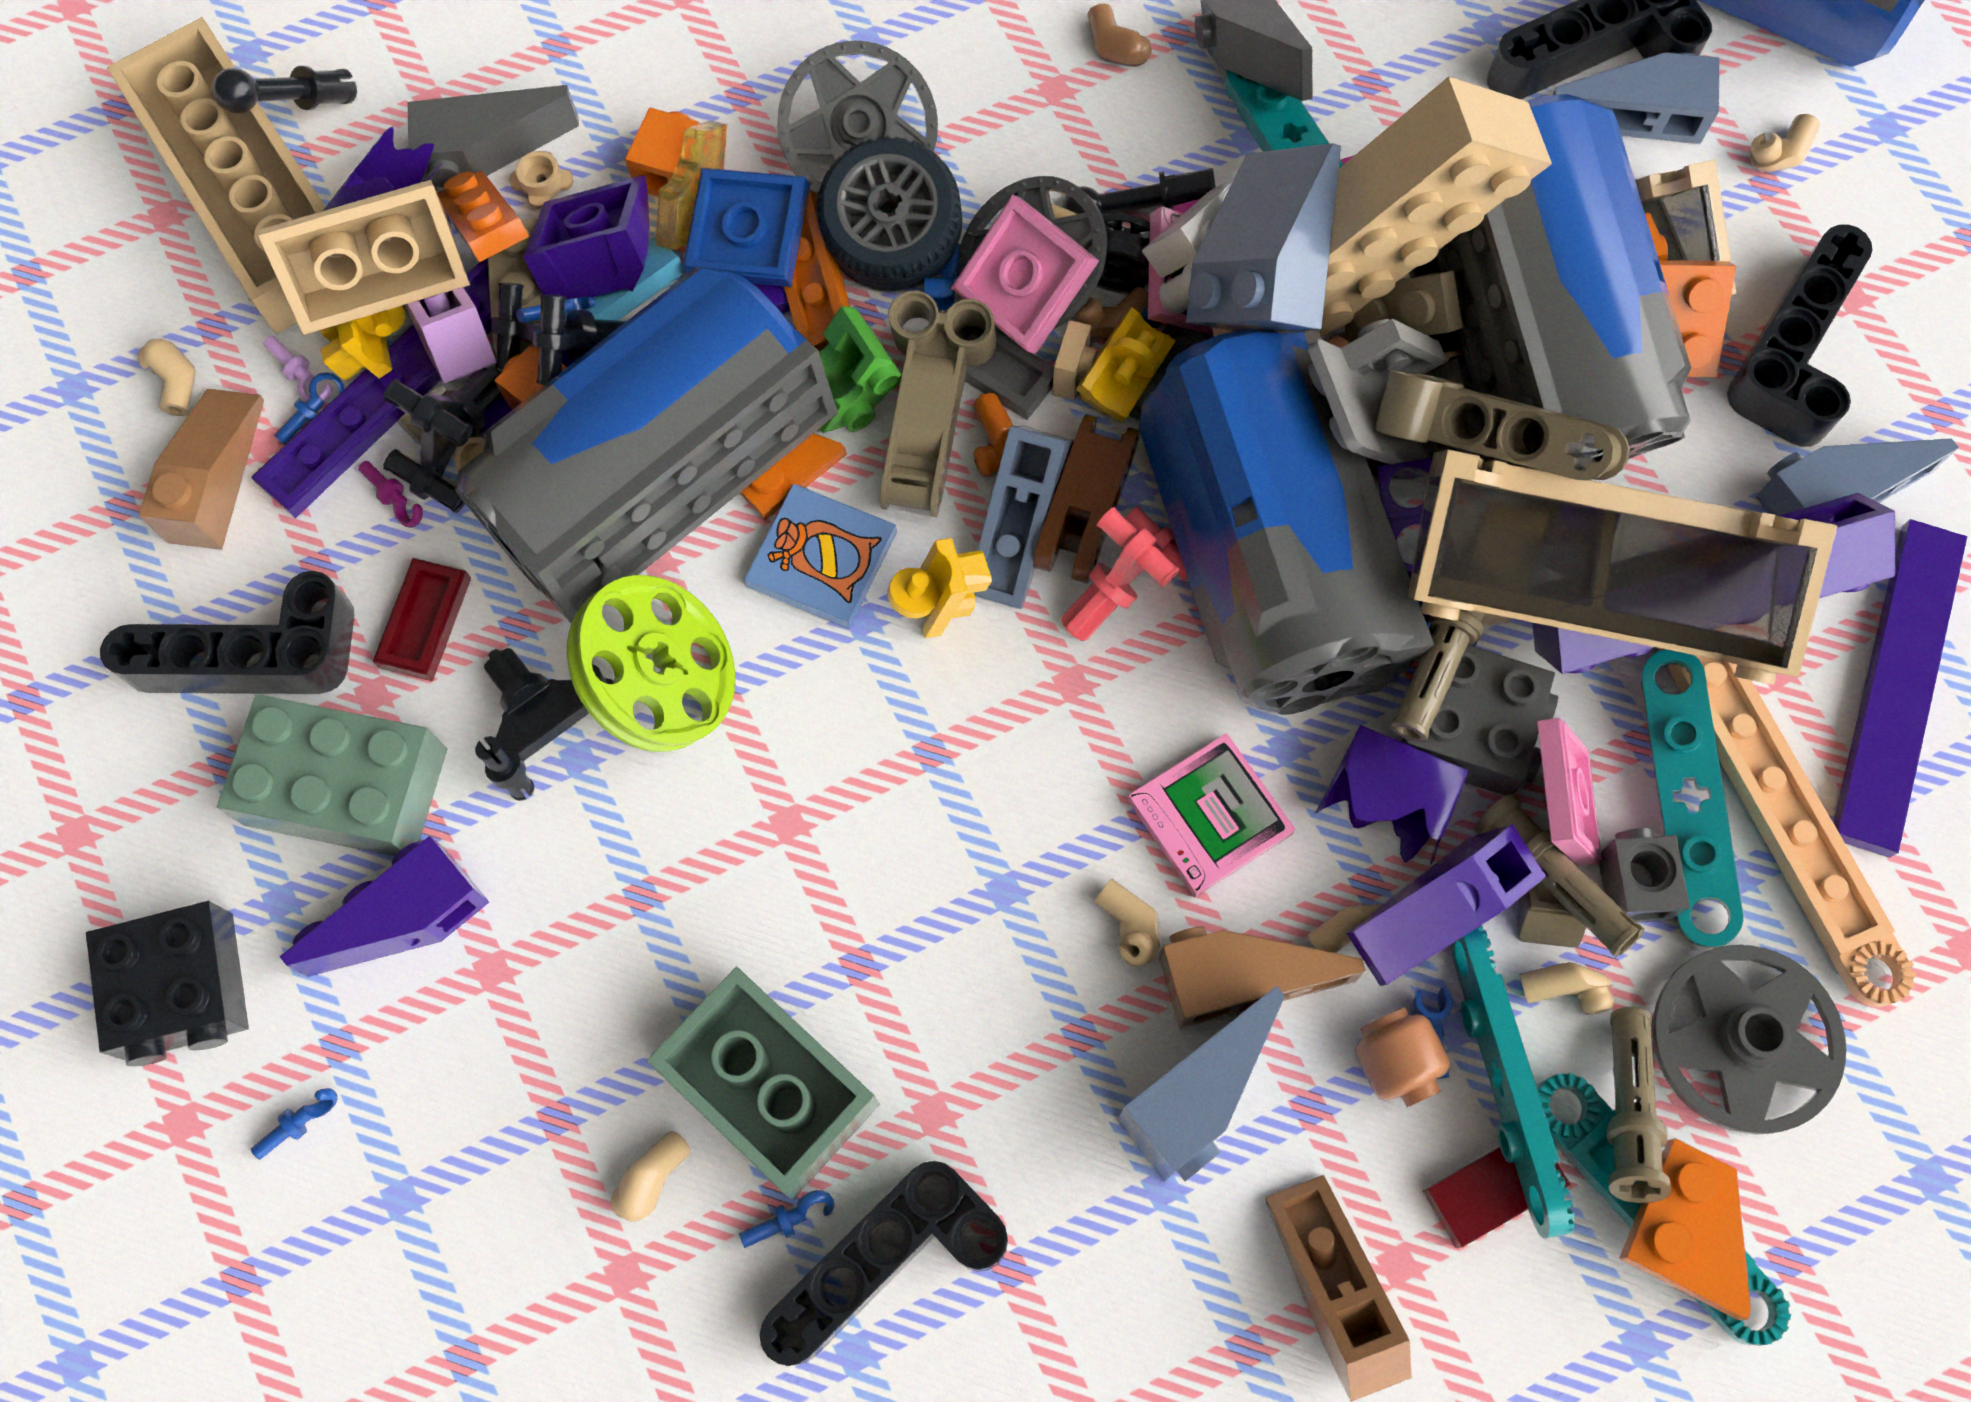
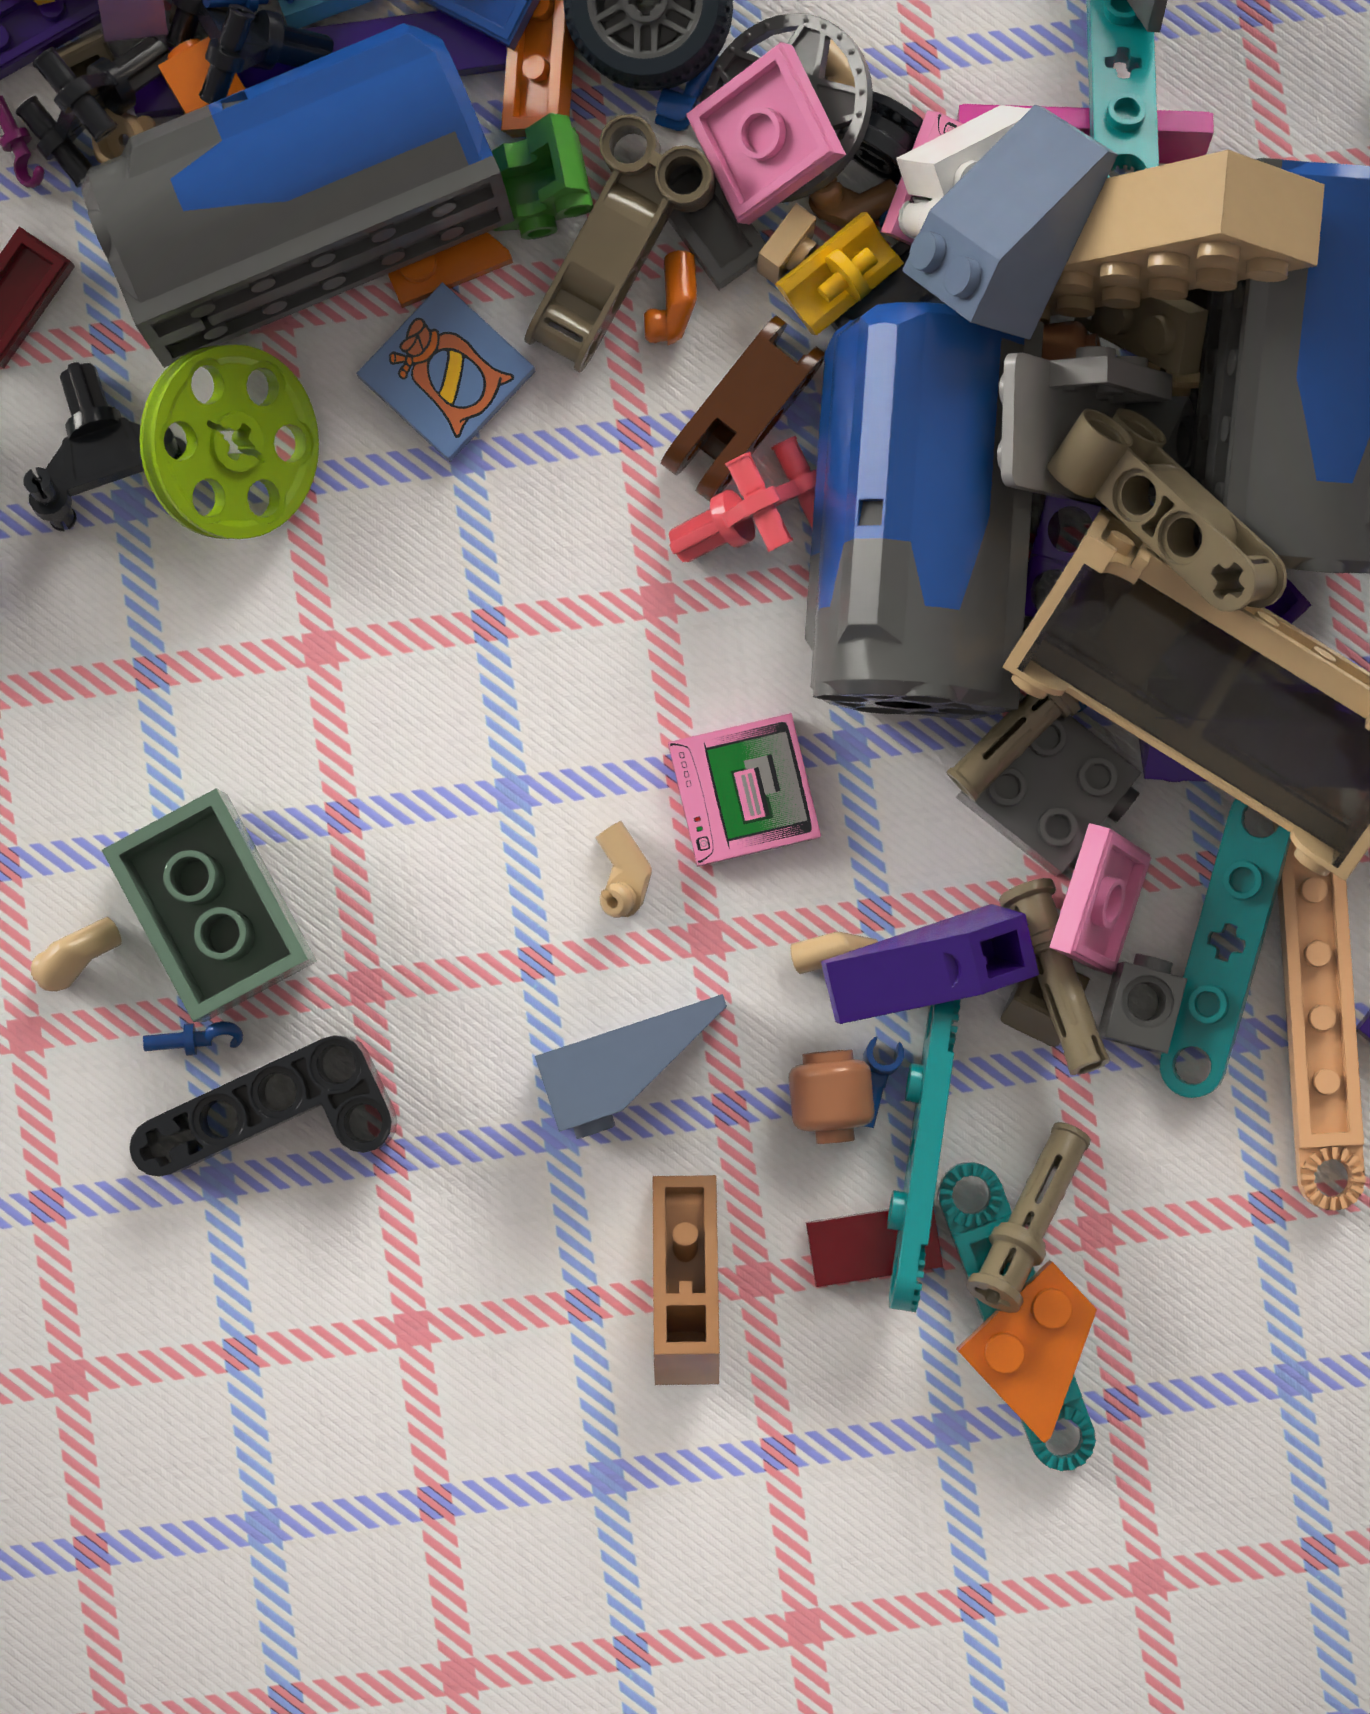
camera: 15 degrees right, 15 degrees up
(940, 587) = (549, 459): yellow hips -> none
(1018, 510) = (665, 398): sand blue slope -> none
(1169, 192) = (971, 76): black pin -> none
(1232, 971) = (702, 957): medium nougat slope -> none
(1399, 785) = (934, 828): dark purple piece -> none
(1570, 979) = (1027, 1077): tan arm -> none
(1749, 1039) = (1176, 1193): dark grey wheel -> none

